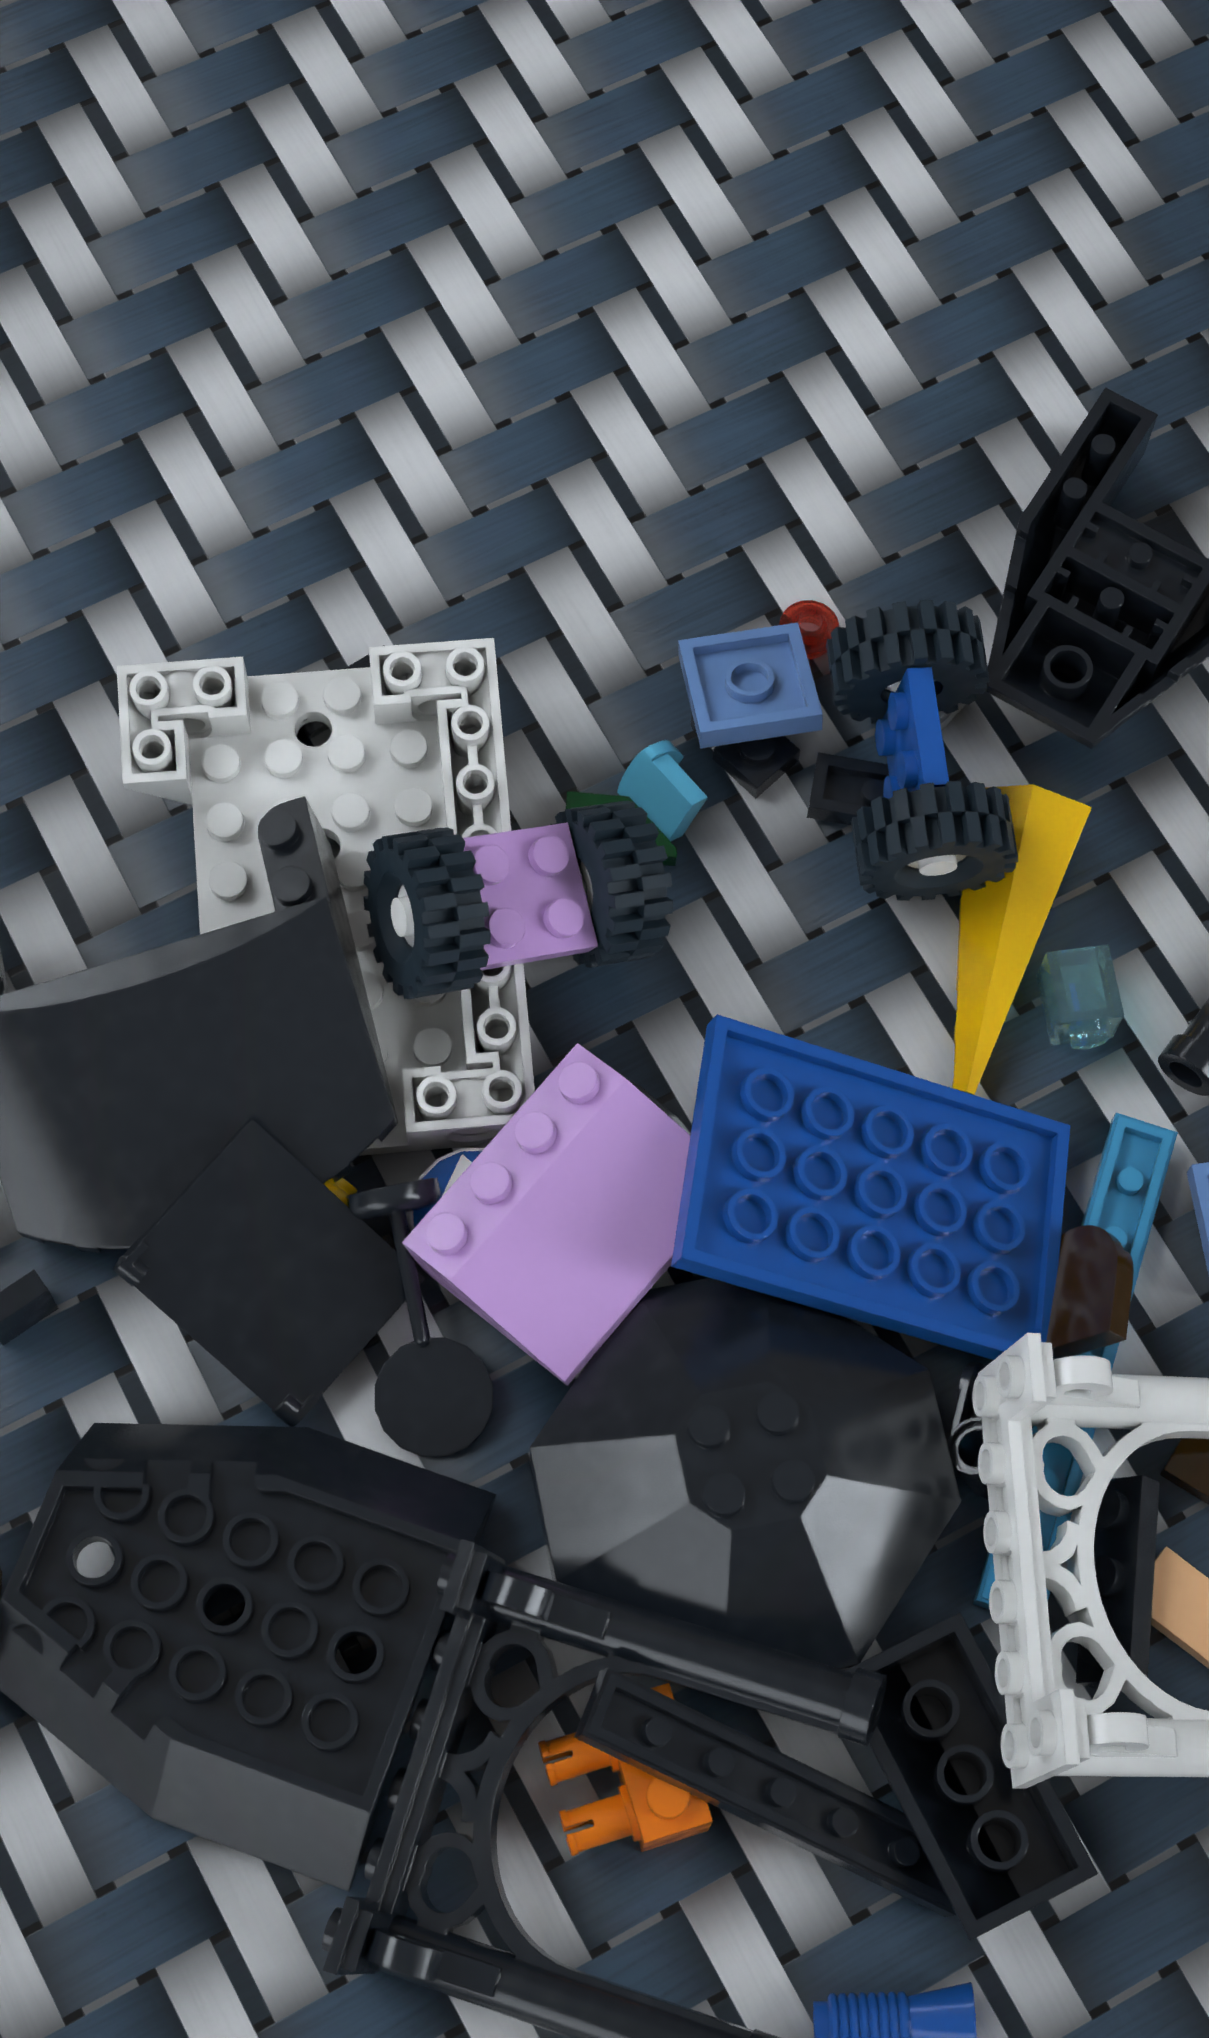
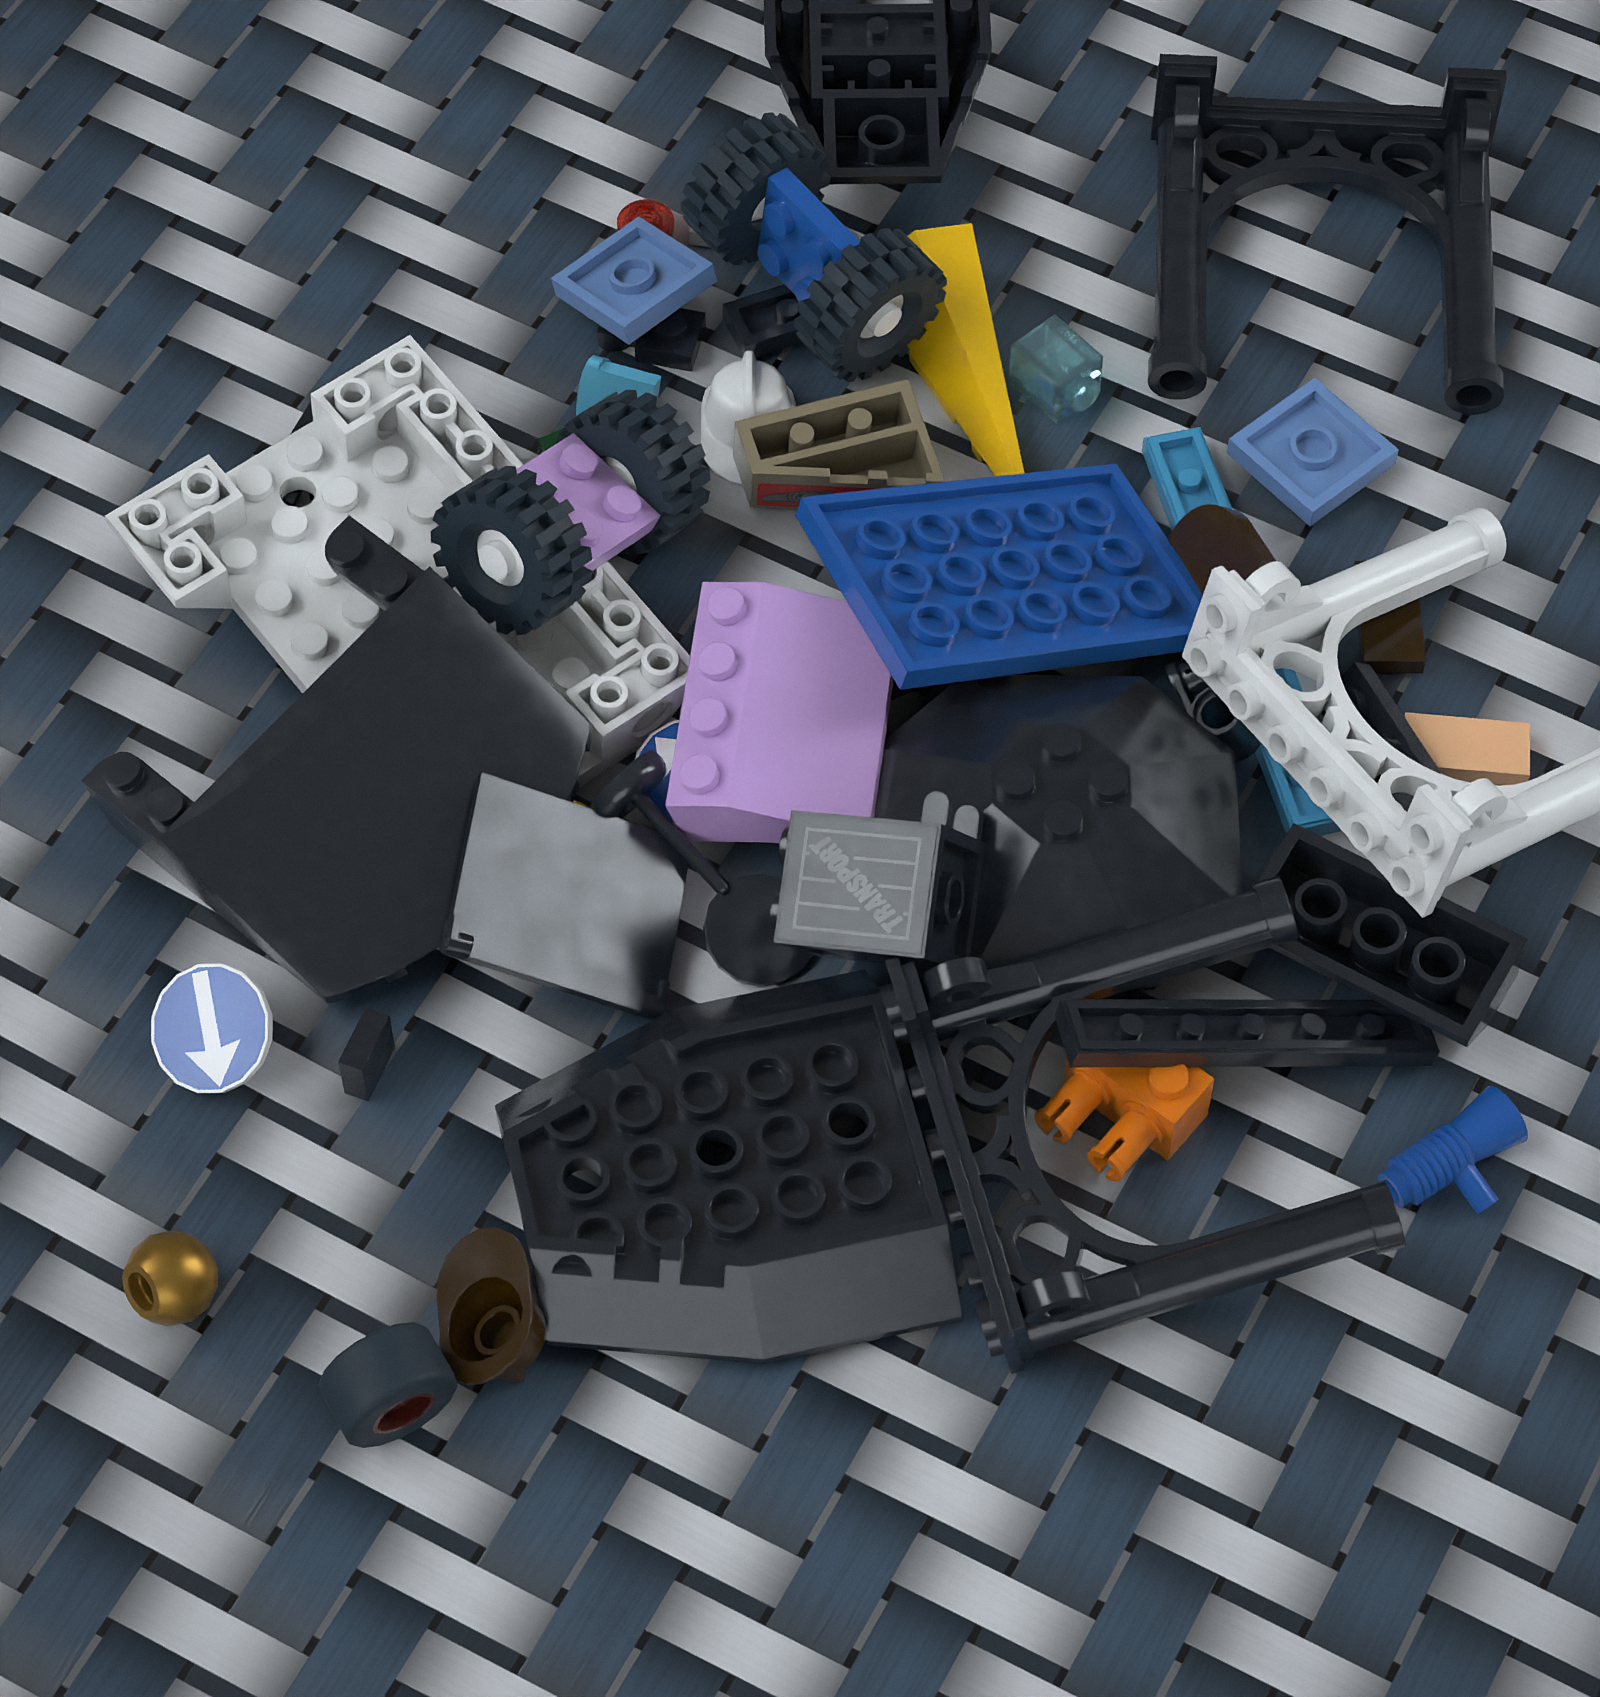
camera: 30 degrees left, 10 degrees down
(518, 1457) = (881, 885): none -> container
(767, 884) = (738, 393): none -> white piece
(817, 970) = (835, 447): none -> dark tan wedge

